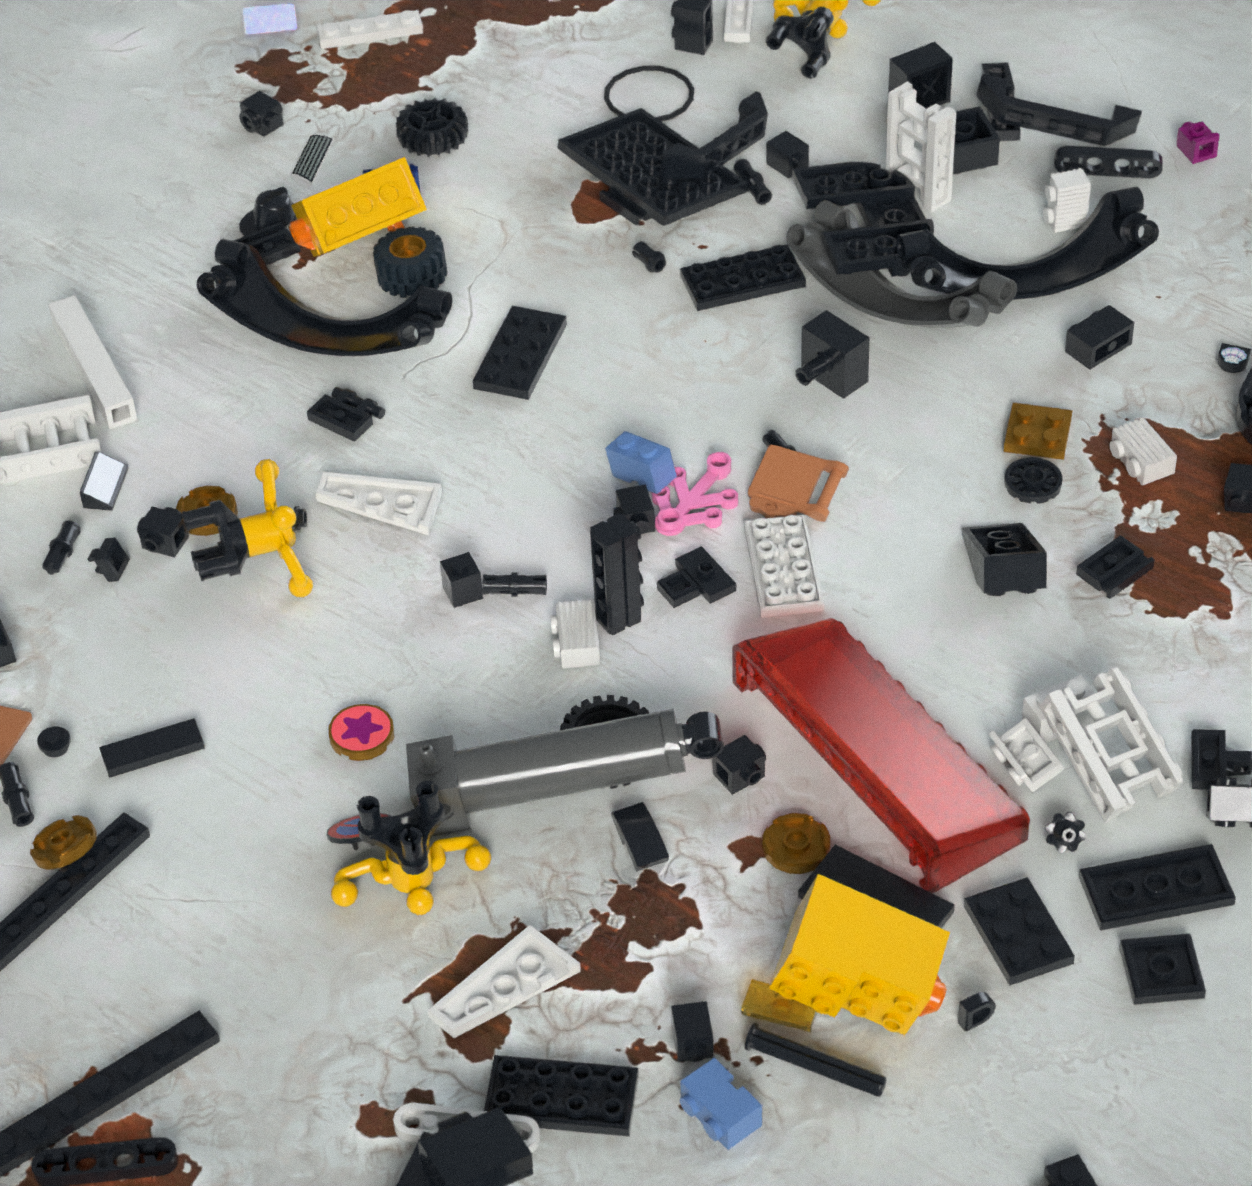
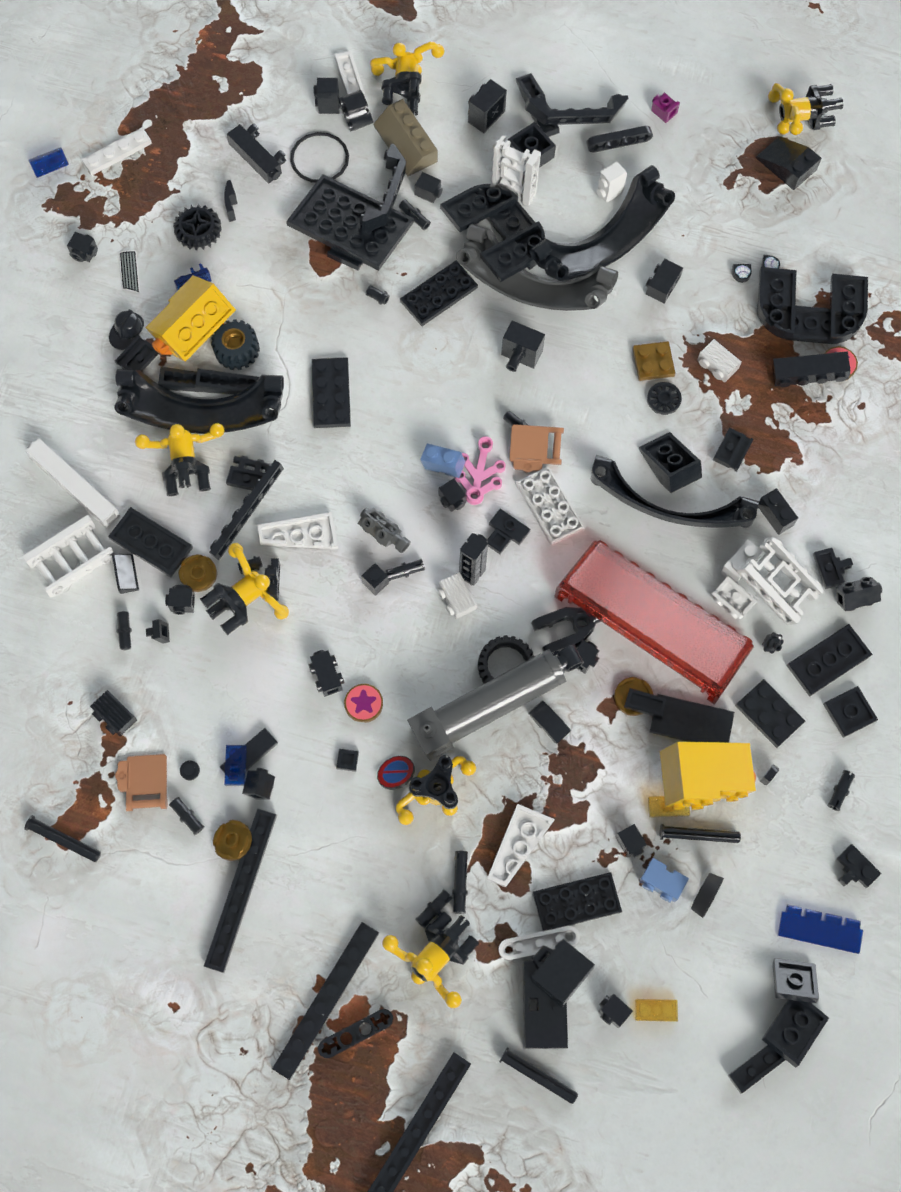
camera: 25 degrees left, 25 degrees up
(123, 749) = (235, 765): none -> clear blue plate
(143, 781) = (258, 784): none -> black brick
(160, 455) = (150, 542): none -> black plate
(259, 360) = (182, 456): none -> wheel
(287, 1078) = (437, 953): none -> wheel
(296, 797) = (347, 760): none -> black tile
(314, 534) = (273, 573): none -> black hinge
(322, 443) = (249, 505): none -> black plate
(322, 673) = (324, 667): none -> black brick
(322, 1028) = (434, 908): none -> black pin
(338, 294) = (204, 381): none -> black slope
(377, 1015) = (460, 882): none -> black pin
(493, 108) = (230, 199): none -> black slope
(506, 524) = (381, 529): none -> dark grey brick
(558, 69) = (246, 145): none -> black brick
(724, 47) = (355, 110): none -> black brick
(757, 713) = (570, 614): none -> black piece
(786, 93) = (400, 127): none -> dark tan slope
(797, 1146) = (706, 894): none -> black tyre
(808, 849) = (646, 703): none -> black tile
(895, 549) = (726, 516): none -> black panel
(1094, 1073) = (841, 790): none -> black pin
(1152, 660) = (777, 511): none -> black brick

